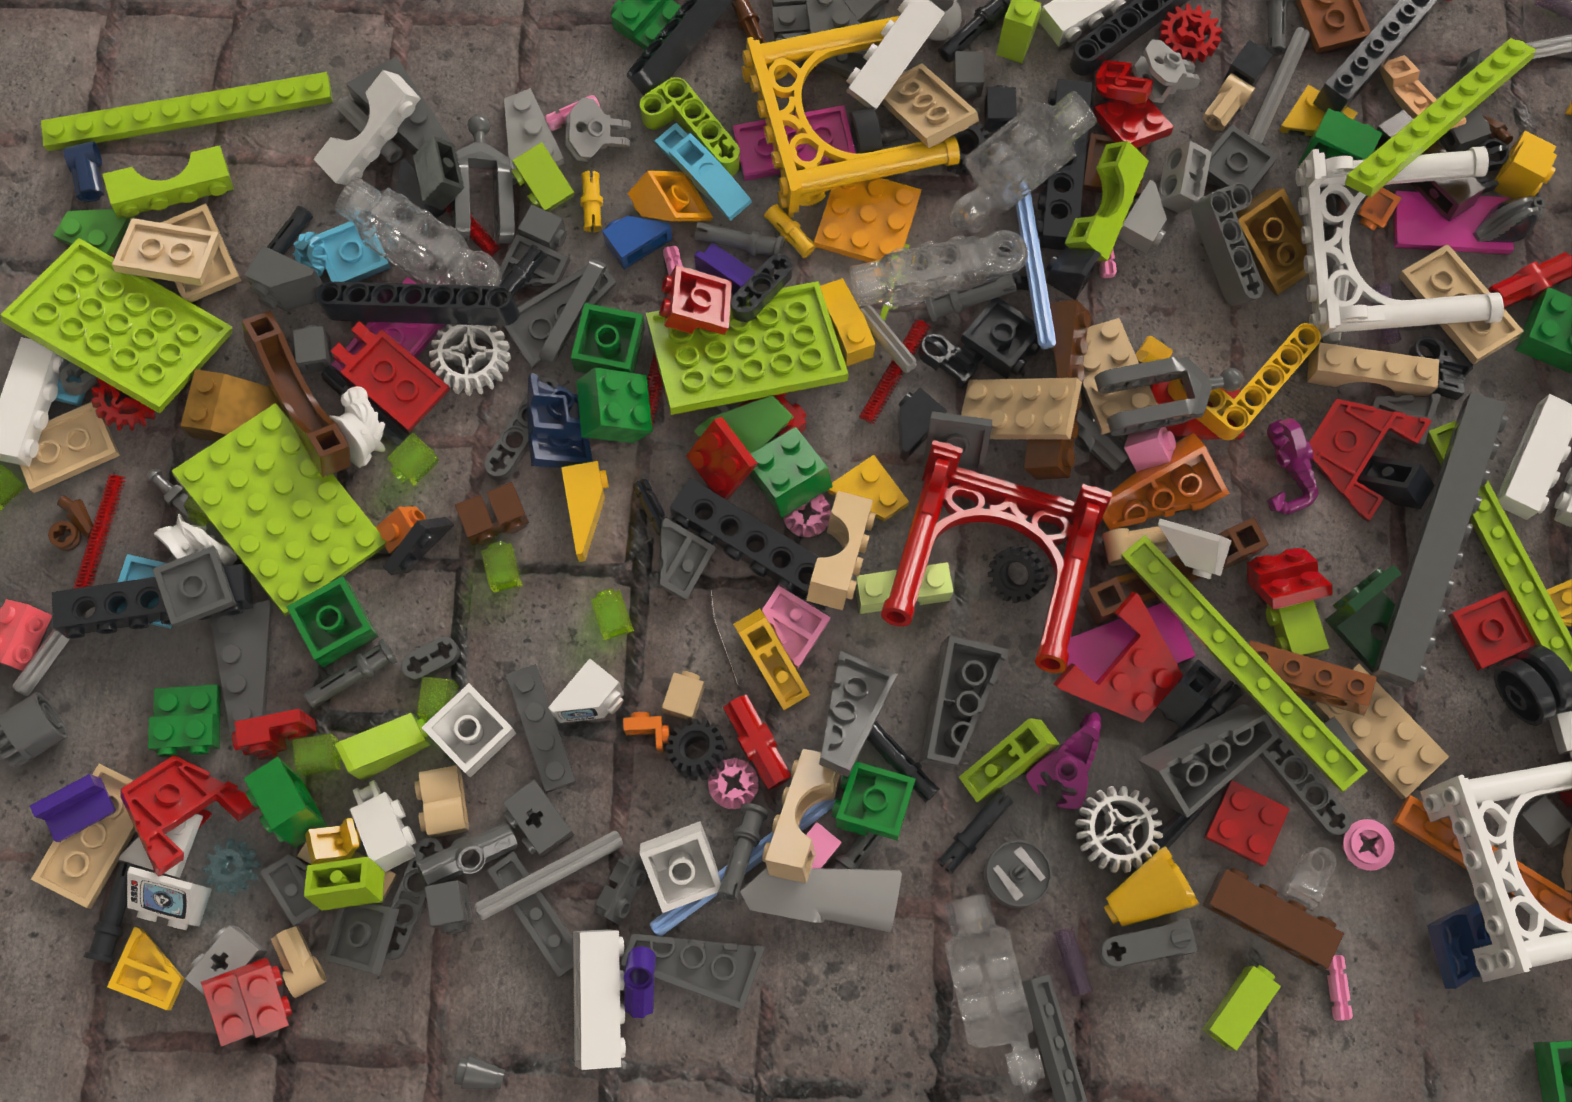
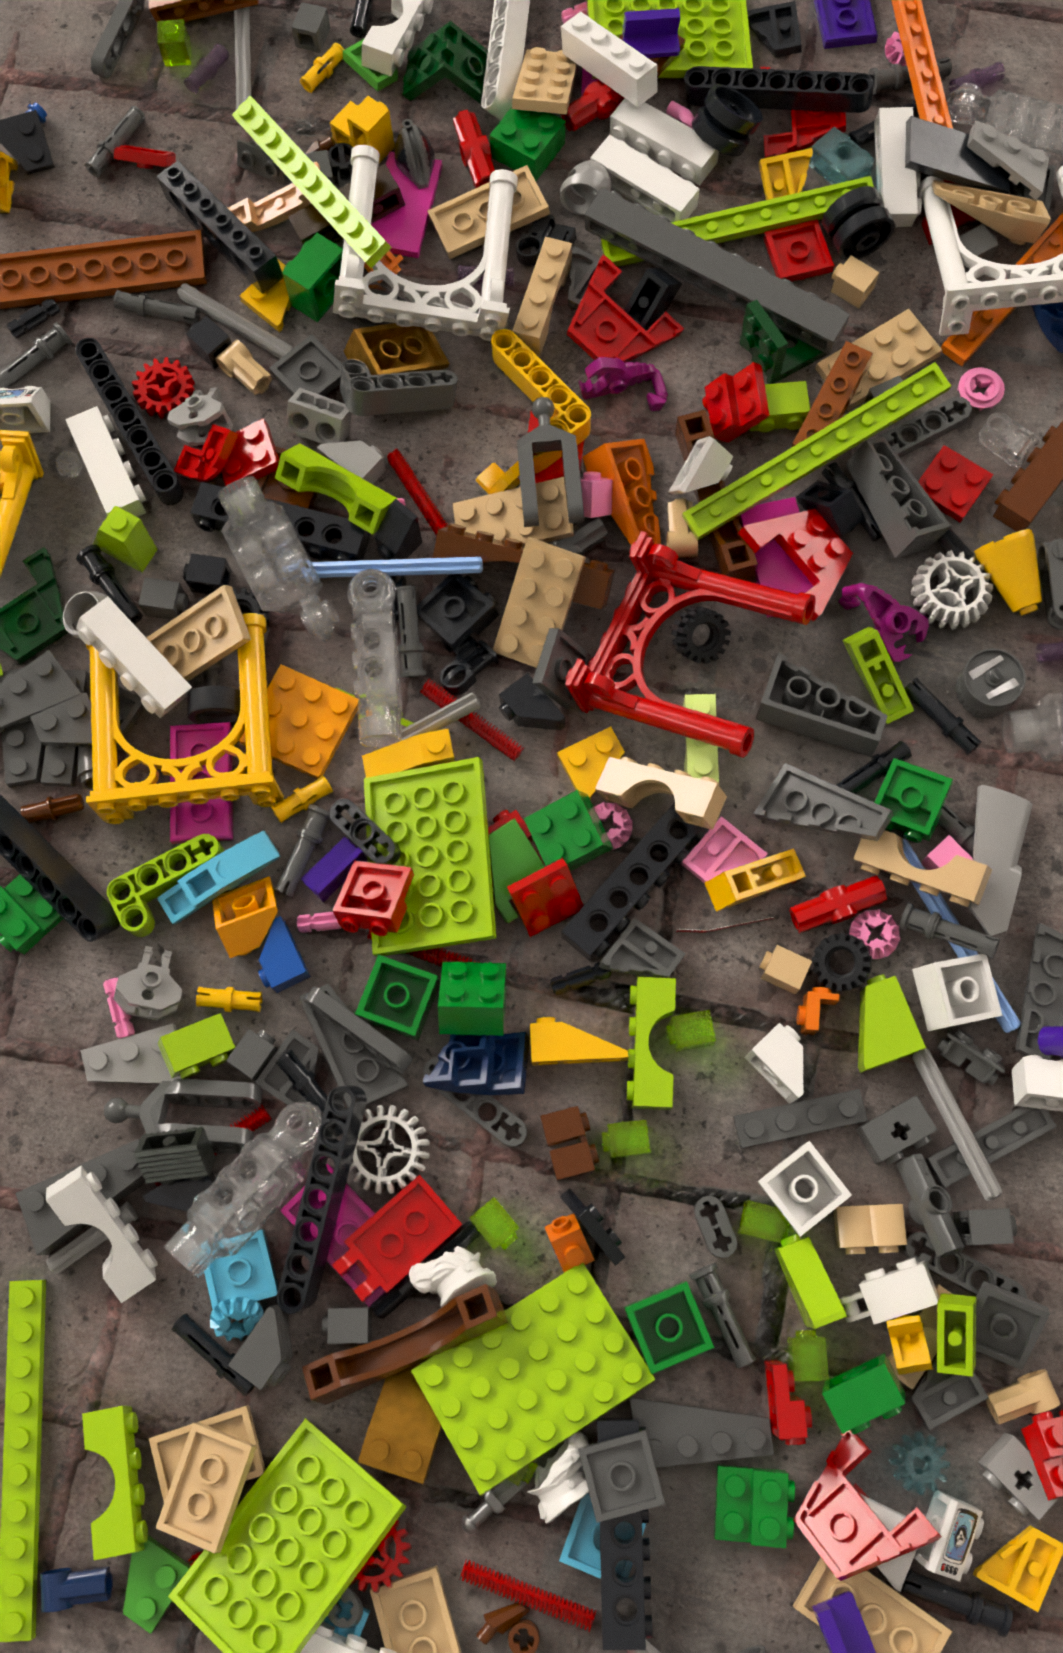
camera: 75 degrees left, 0 degrees up
(556, 581) = (651, 1084): none -> lime arch
(640, 799) = (885, 1024): none -> lime slope
(1128, 284) = (416, 492): none -> red axle
(1468, 693) = (854, 281): none -> tan brick
(1524, 397) = (585, 182): none -> light grey helmet

